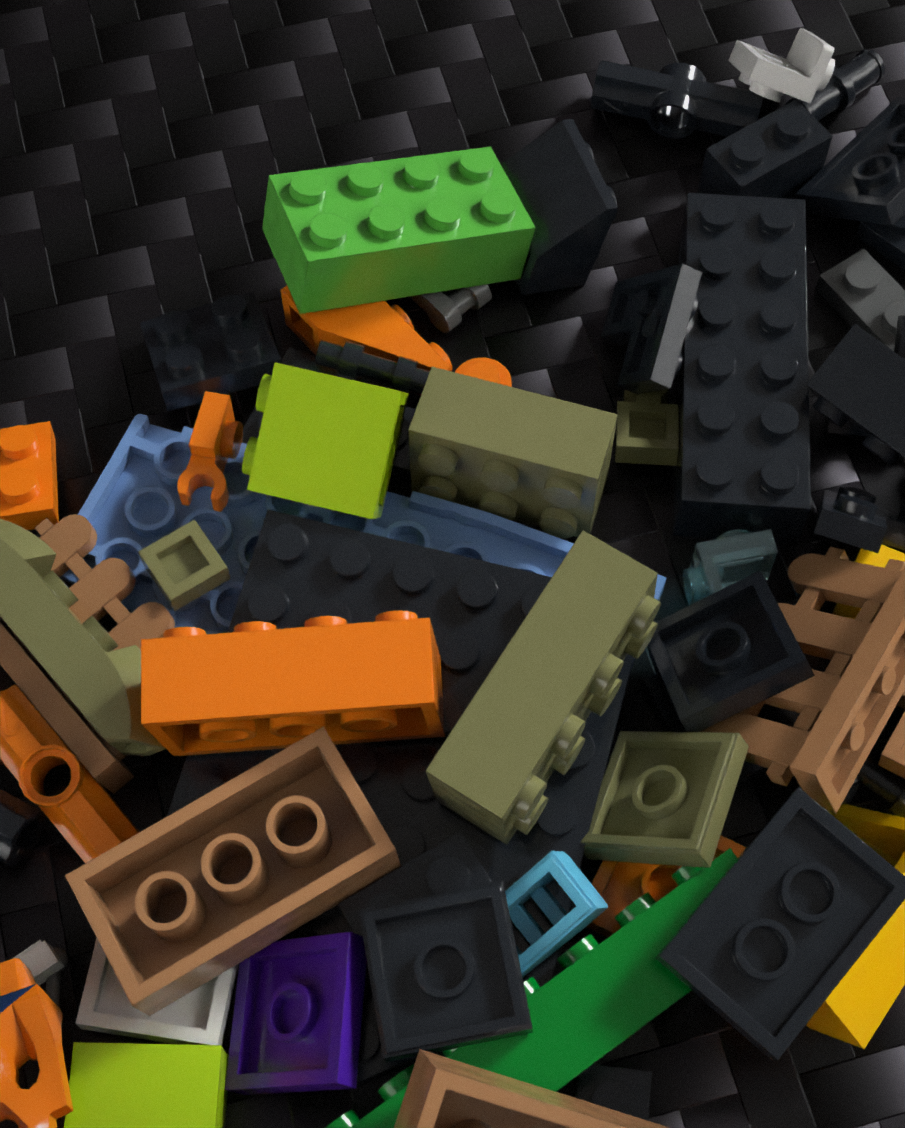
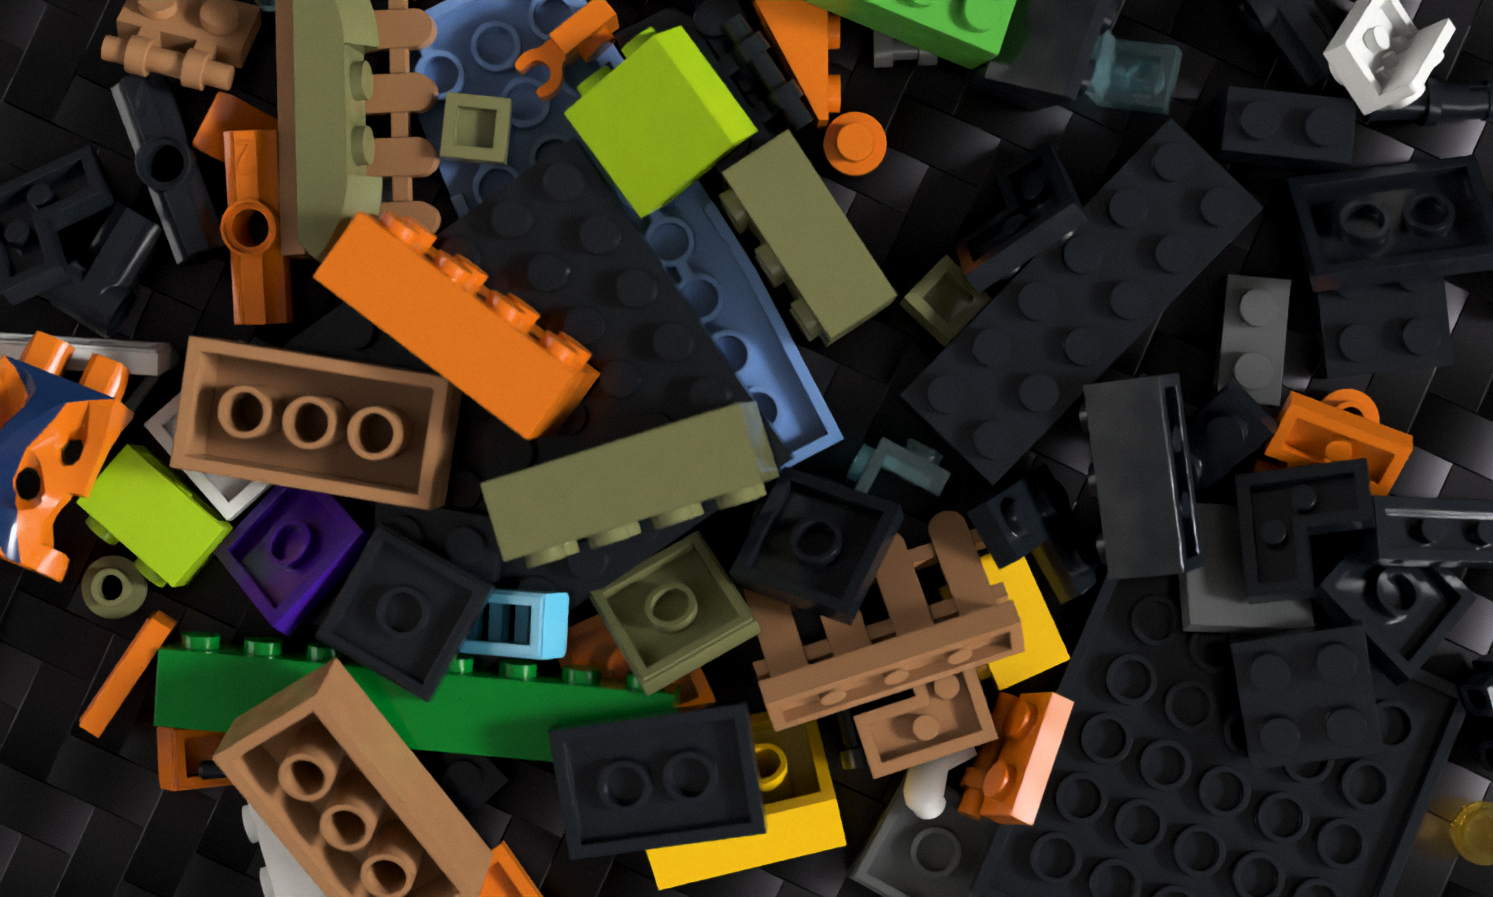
camera: 35 degrees right, 25 degrees up
(641, 204) = (1134, 74): none -> clear light blue bracket

